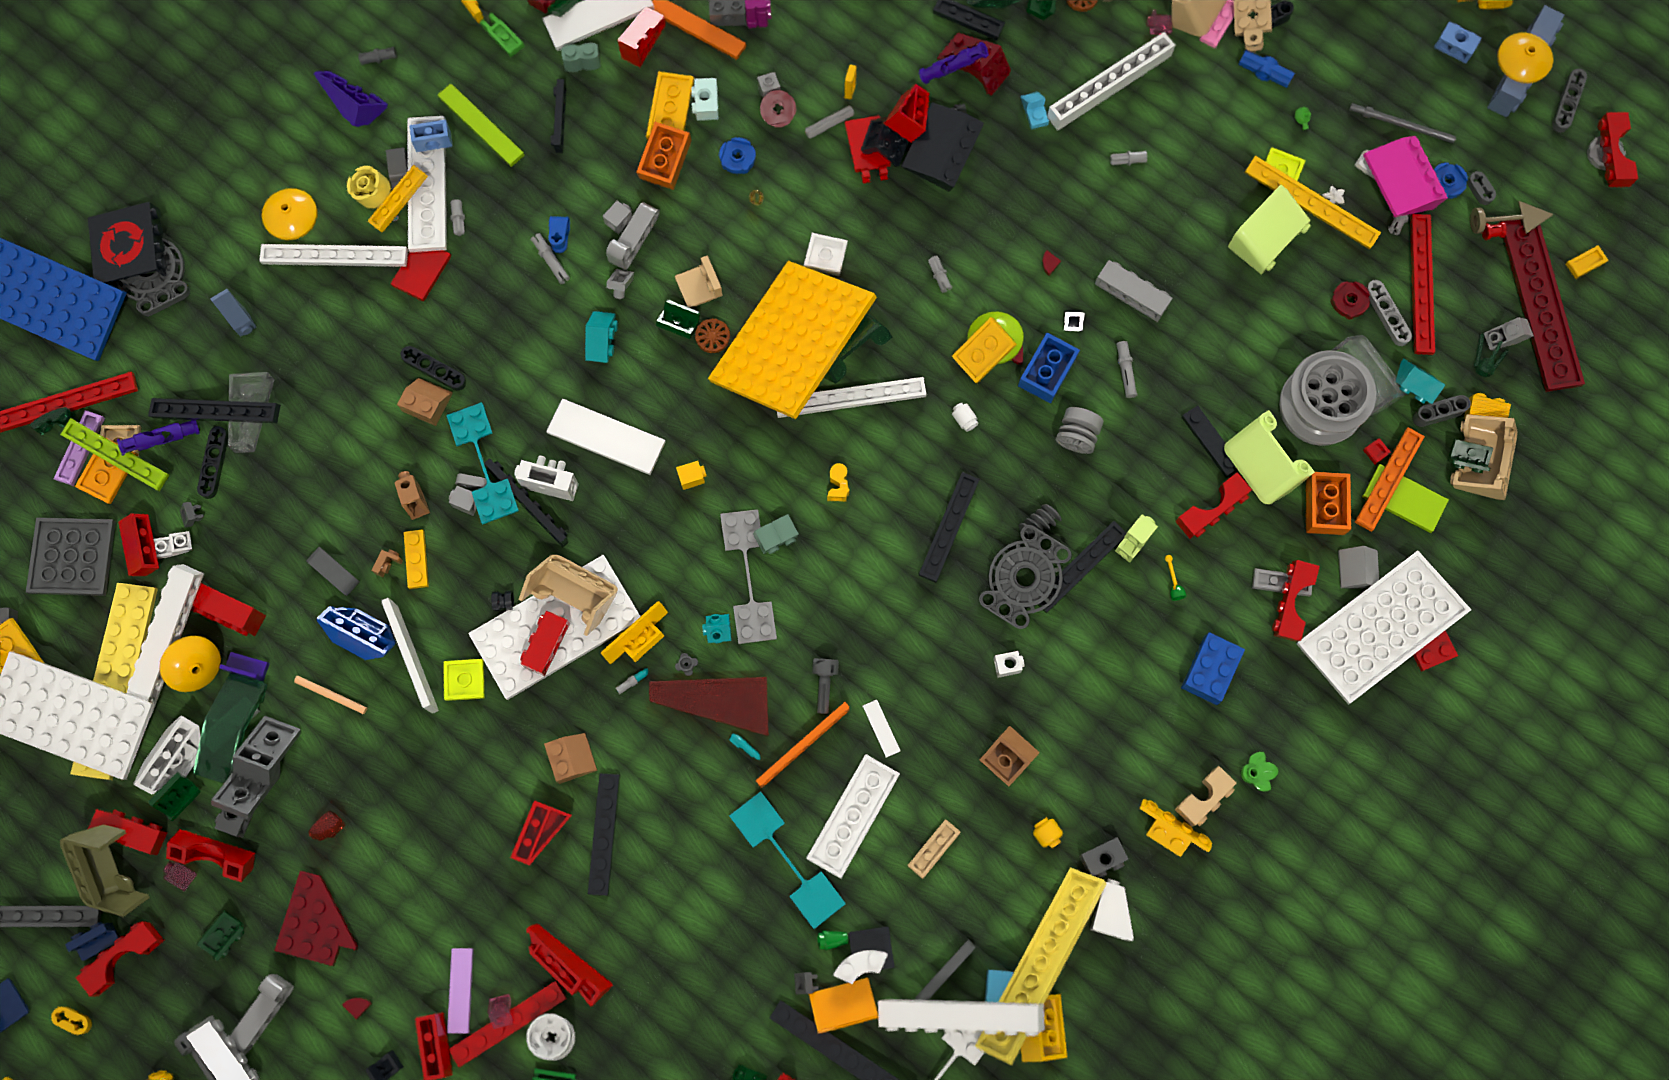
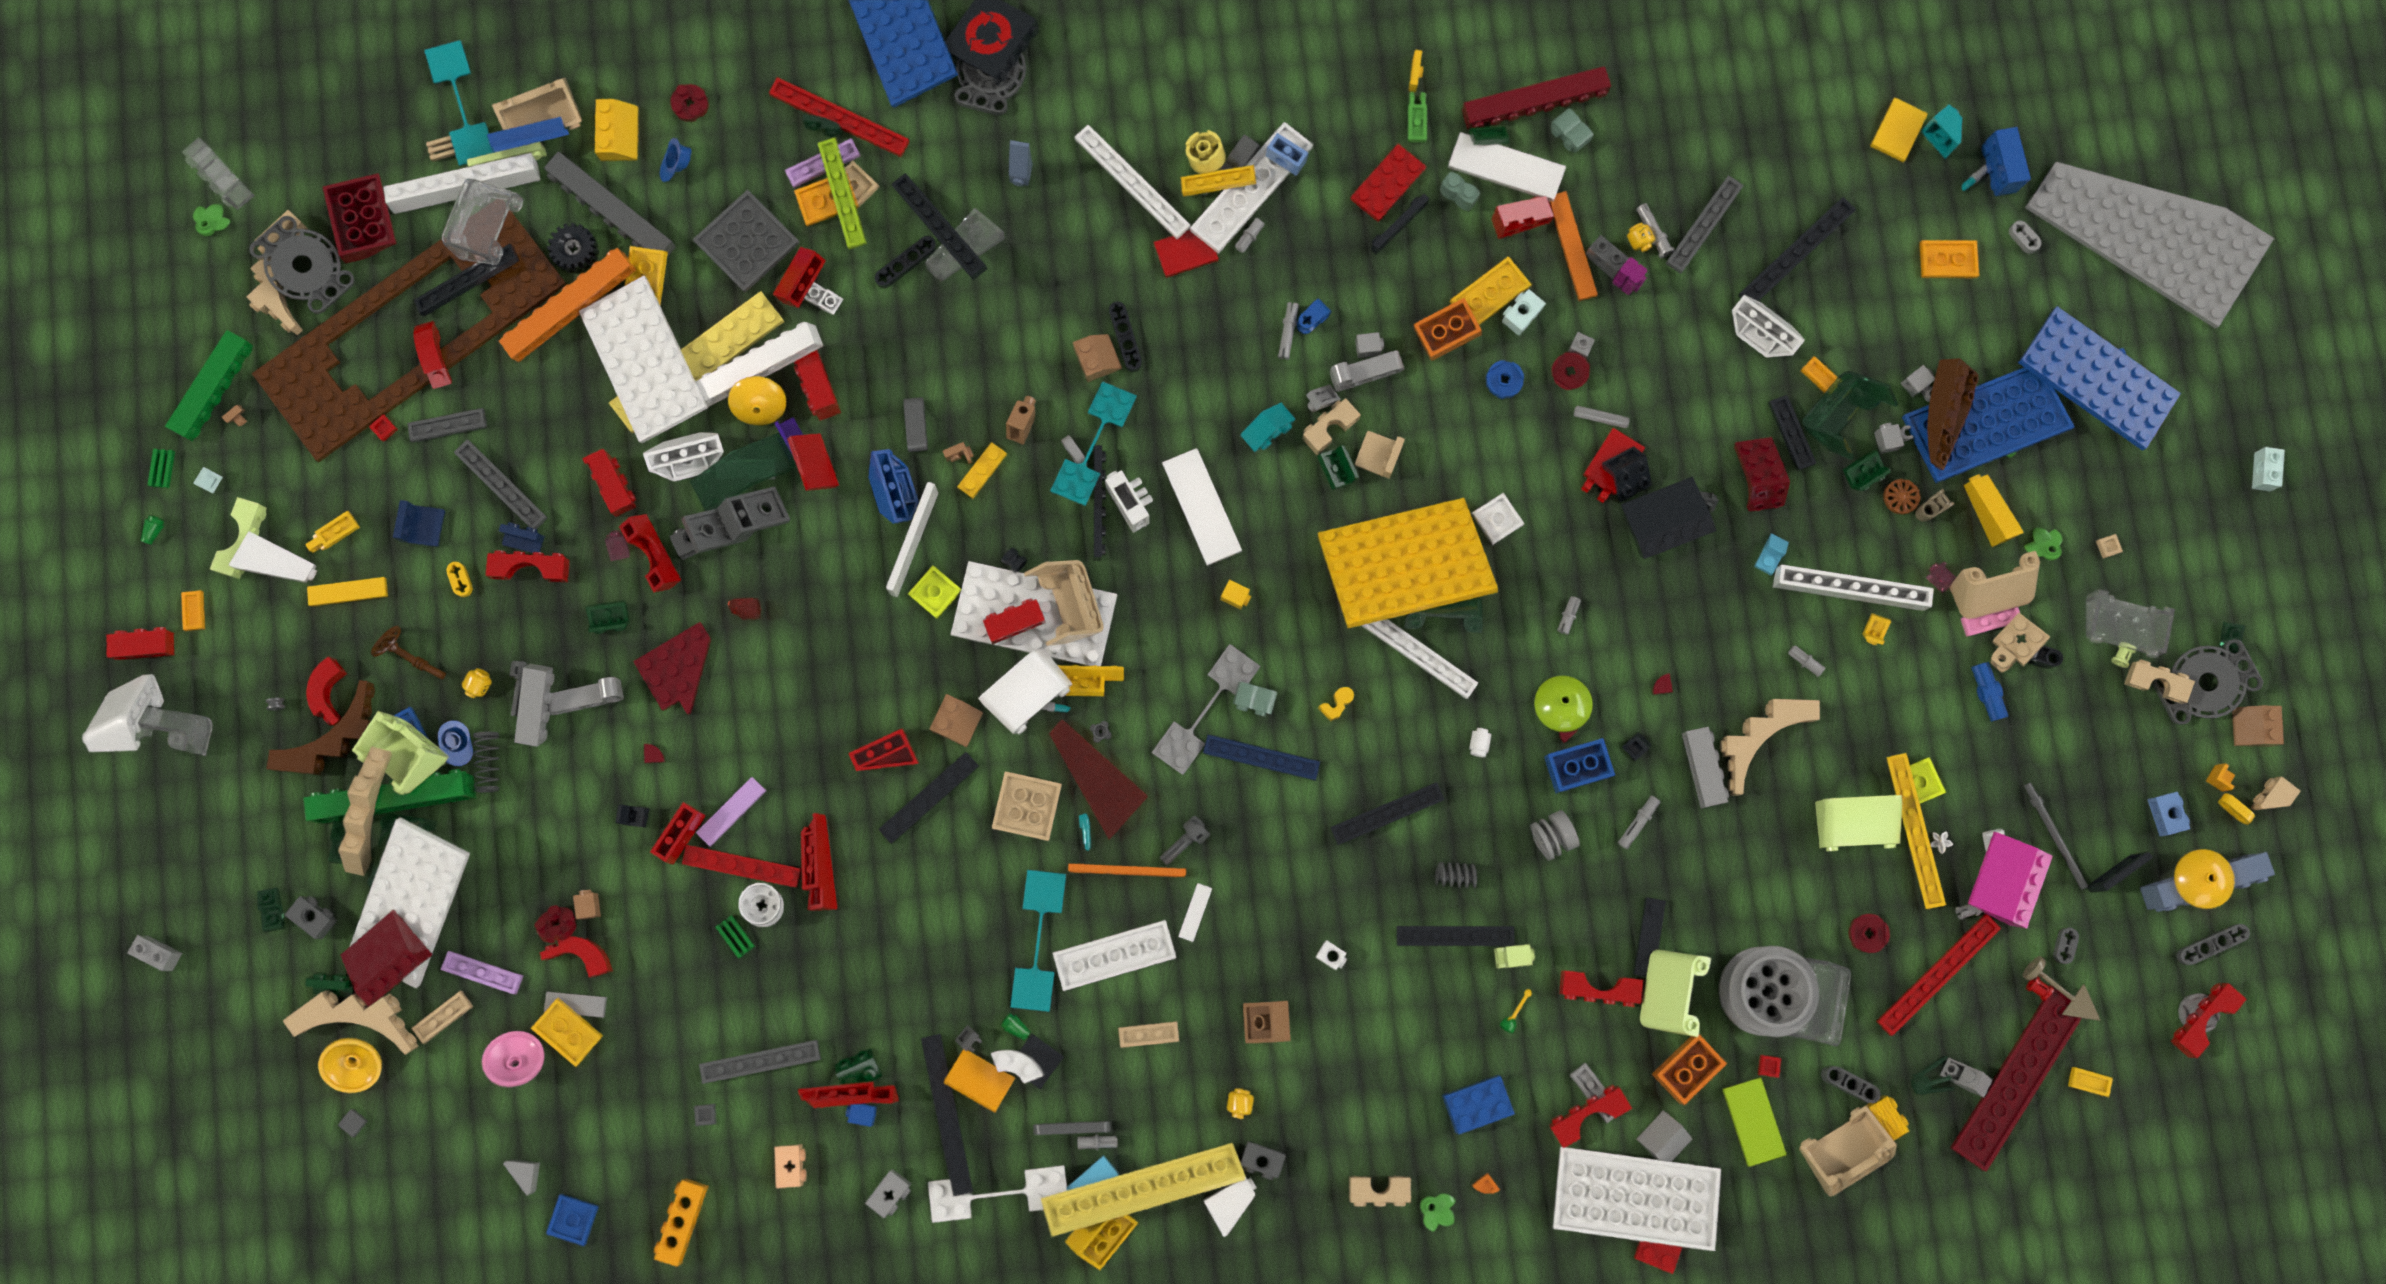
camera: 40 degrees right, 5 degrees up
(96, 871) = (564, 492): olive windscreen -> none
(149, 439) = (877, 205): dark purple piece -> none
(175, 796) = (663, 487): dark green bracket -> none
(188, 515) = (853, 286): dark grey tile -> none
(277, 669) = (813, 462): none -> red tile
(294, 221) = (1130, 128): yellow dish -> none
(330, 694) = (835, 519): light nougat bar -> none
(350, 100) = (1255, 71): dark purple wedge -> none
(377, 55) = (1308, 50): dark grey pin -> none
(462, 500) = (1054, 458): light grey brick -> none
(481, 125) = (1334, 176): lime tile -> none
(499, 1011) = (744, 852): clear pink bracket -> none
(524, 96) = (1388, 182): none -> red plate
(602, 685) = (1025, 690): none -> white windscreen
(645, 280) = (1341, 414): none -> tan arch
(683, 769) = (1026, 806): none -> tan plate
(712, 335) = (1352, 503): dark orange wheel -> none
(717, 628) = (1146, 727): teal brick -> none
(752, 198) = (1484, 423): clear yellow hinge -> none
(821, 572) = (1261, 757): none -> dark blue tile
(850, 82) = (1646, 401): yellow tile -> none
(910, 114) = (1667, 469): red wedge -> none
(961, 1016) = (1051, 1168): white brick -> none
(962, 59) = (1741, 461): dark purple piece -> none
(973, 965) = (1097, 1142): none -> light grey axle
(984, 350) = (1543, 706): yellow tile -> none
(1031, 557) = (1385, 904): dark grey piece -> none
(1143, 233) = (1756, 730): none -> tan arch
(1153, 95) = (1876, 629): none -> yellow bracket
(1171, 832) = (1330, 1190): yellow bracket -> none
(1273, 720) = (1486, 1185): none -> orange tile
(1302, 116) = (1979, 756): bright green piece -> none
(1389, 479) = (1756, 1096): orange tile -> none
(1392, 311) = (1892, 973): light grey beam -> none
(1418, 382) = (1854, 1046): teal slope -> none
(1456, 174) = (2056, 916): blue plate -> none
(1467, 106) = (2119, 872): none -> black tile
(1470, 455) = (1836, 1139): bracket -> none

